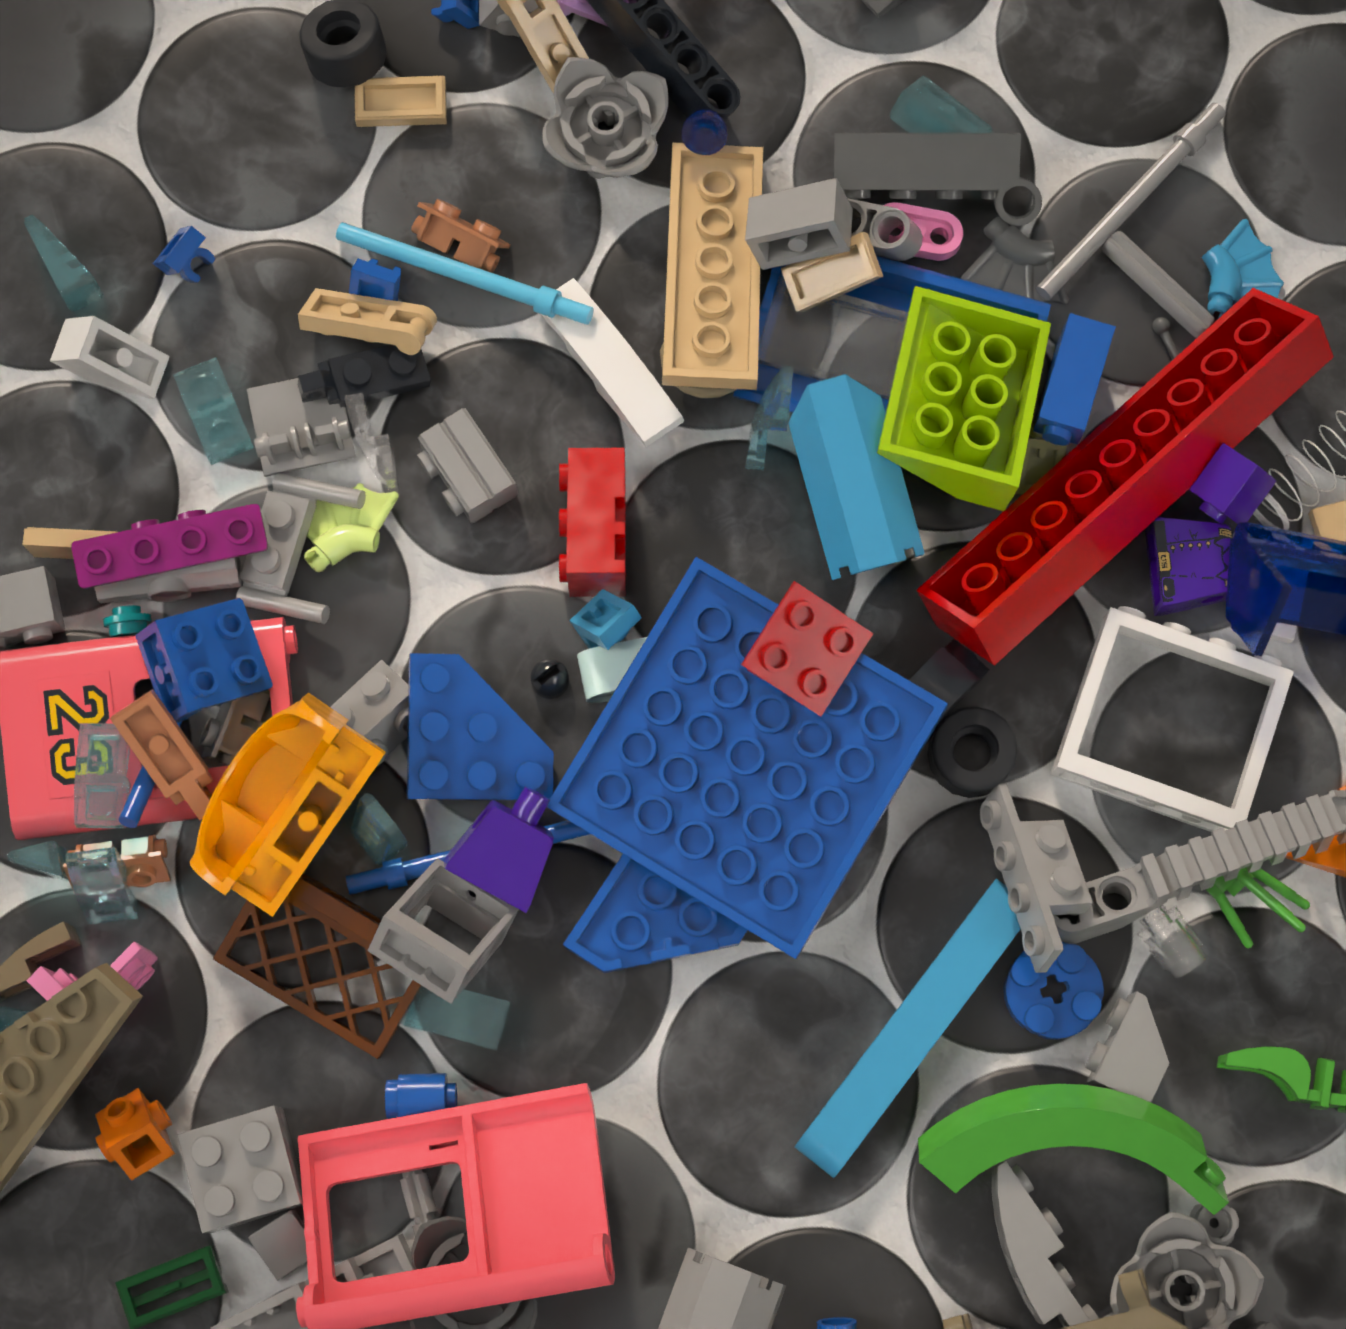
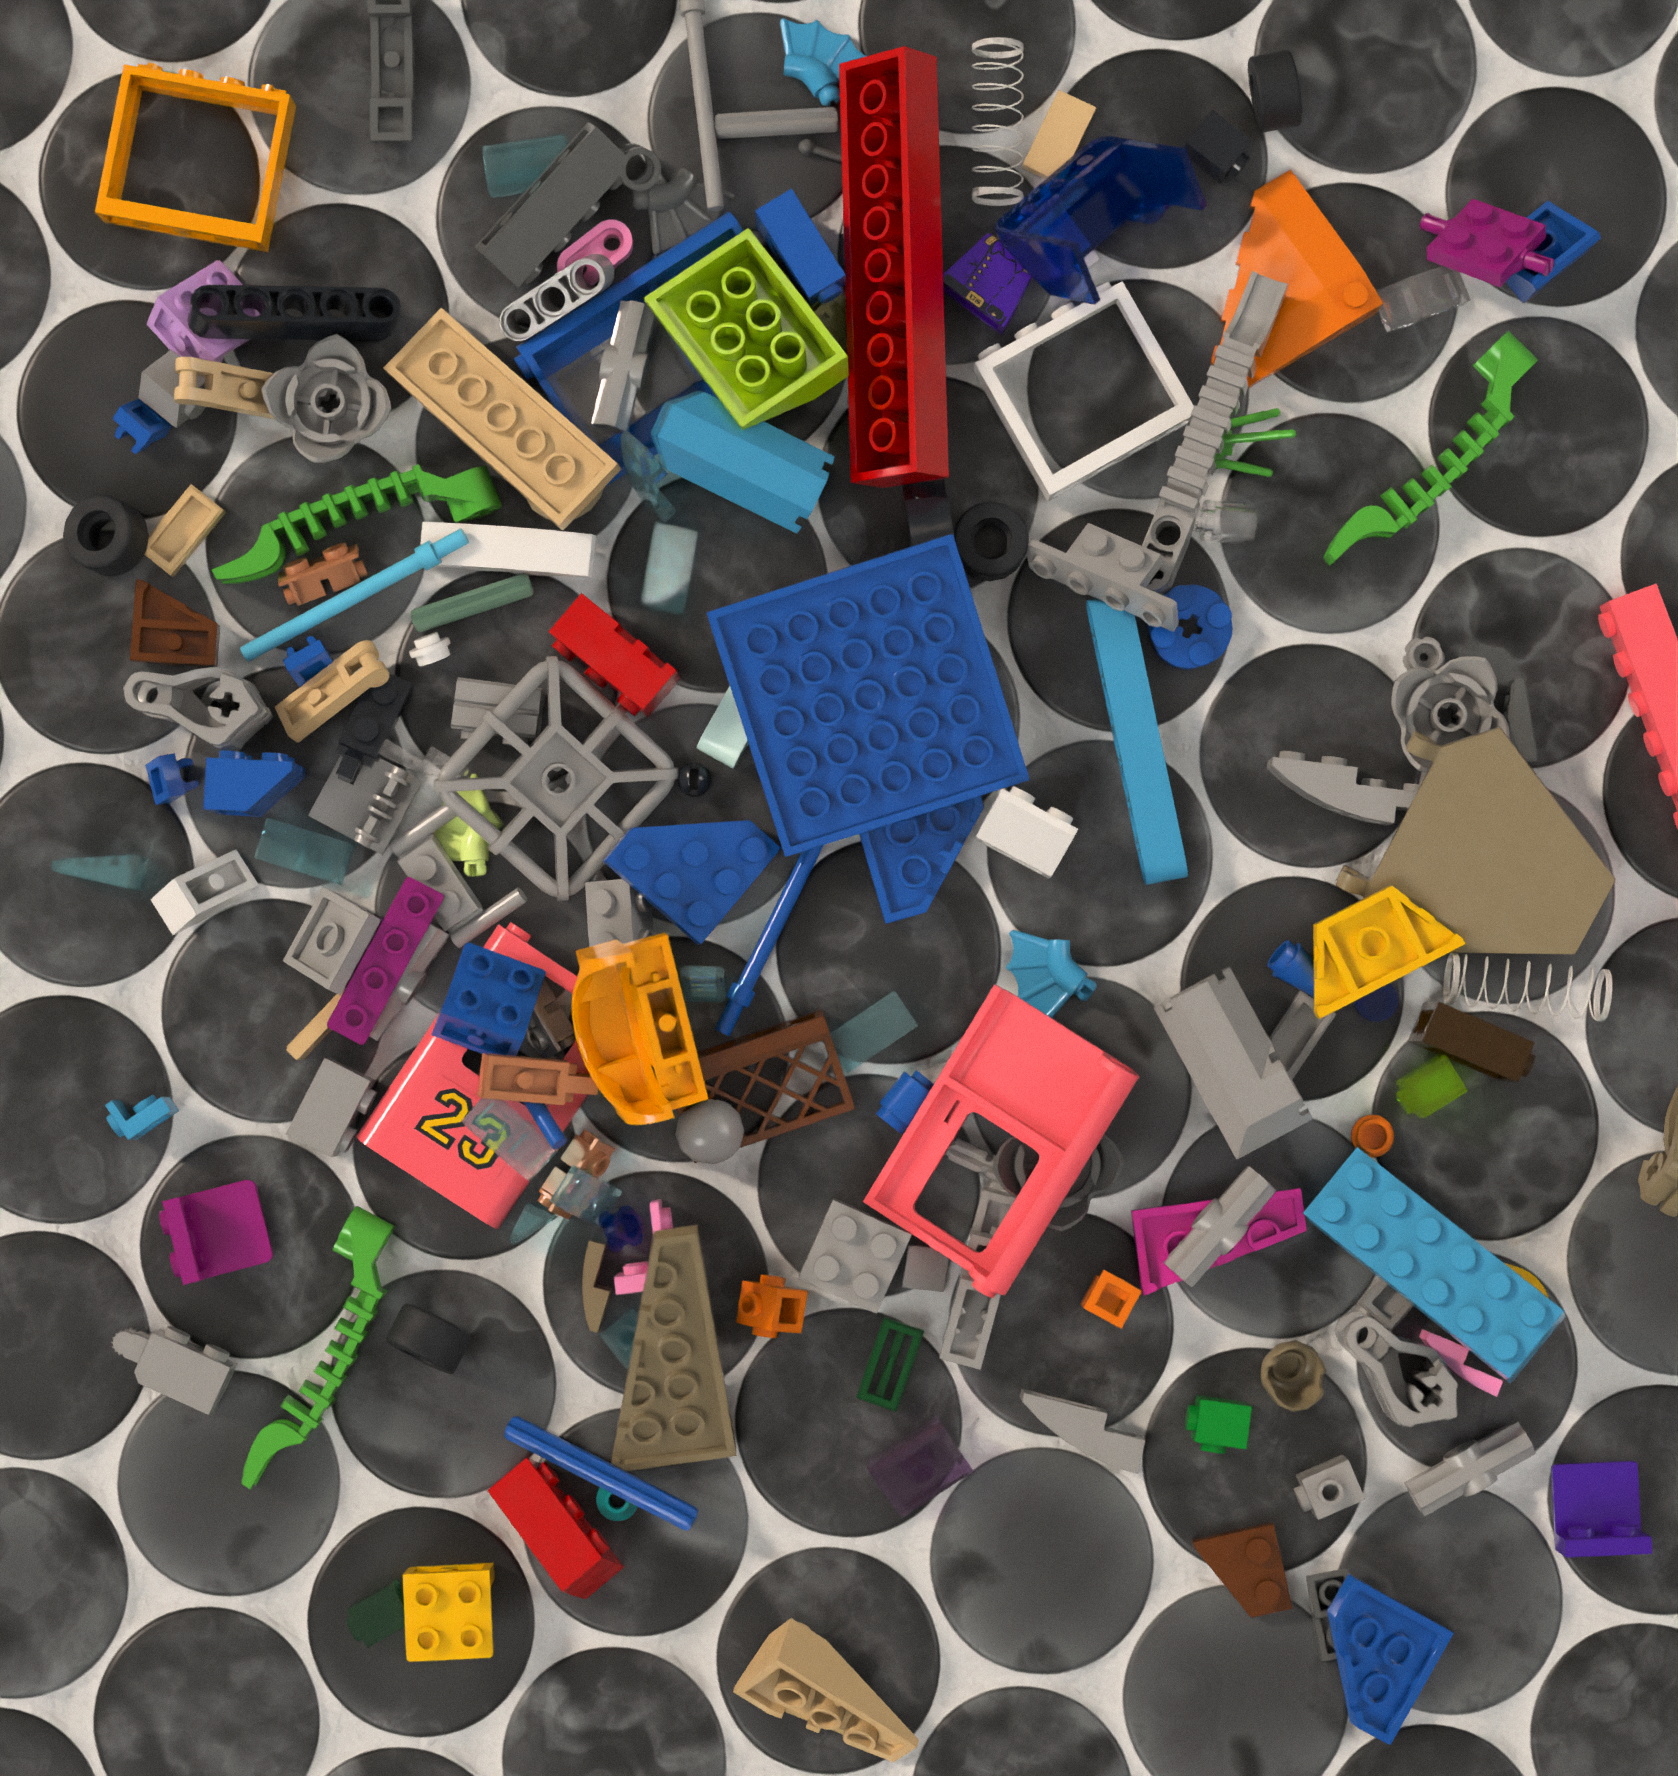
camera: 50 degrees left, 10 degrees up
(114, 942) = (630, 1224): none -> clear blue plate
(126, 621) = (410, 1033): teal plate -> none
(151, 491) = (331, 940): none -> light grey plate
(228, 314) = (247, 786): none -> blue slope
(249, 947) = (710, 1131): none -> light grey hair
(250, 202) = (180, 705): none -> light grey piece
(308, 157) = (171, 631): none -> reddish brown wing
(427, 955) = (821, 1019): light grey window -> none
(472, 370) = (430, 649): none -> white plate
(473, 538) = (528, 778): none -> light grey plate
(505, 849) = (791, 908): dark purple torso -> none
(541, 372) = (472, 602): none -> sand green axle
(605, 620) = (691, 709): dark azure bracket -> none
(628, 292) = (467, 495): none -> bright green piece
(640, 1127) = (1047, 972): none -> dark azure arm
(704, 132) = (398, 340): clear blue plate -> none
(710, 505) = (668, 568): none -> clear light blue slope
(747, 997) = (1027, 832): none -> white slope
(799, 224) = (529, 337): light grey brick -> none
(807, 648) = (837, 594): hinge -> none
(833, 275) = (579, 343): tan tile -> none
(843, 325) = (623, 367): none -> light grey piece
(1070, 1116) = (1279, 693): bright green arch -> none
(1133, 1053) = (1277, 615): light grey slope -> none
(1231, 486) = (965, 208): dark purple brick -> none

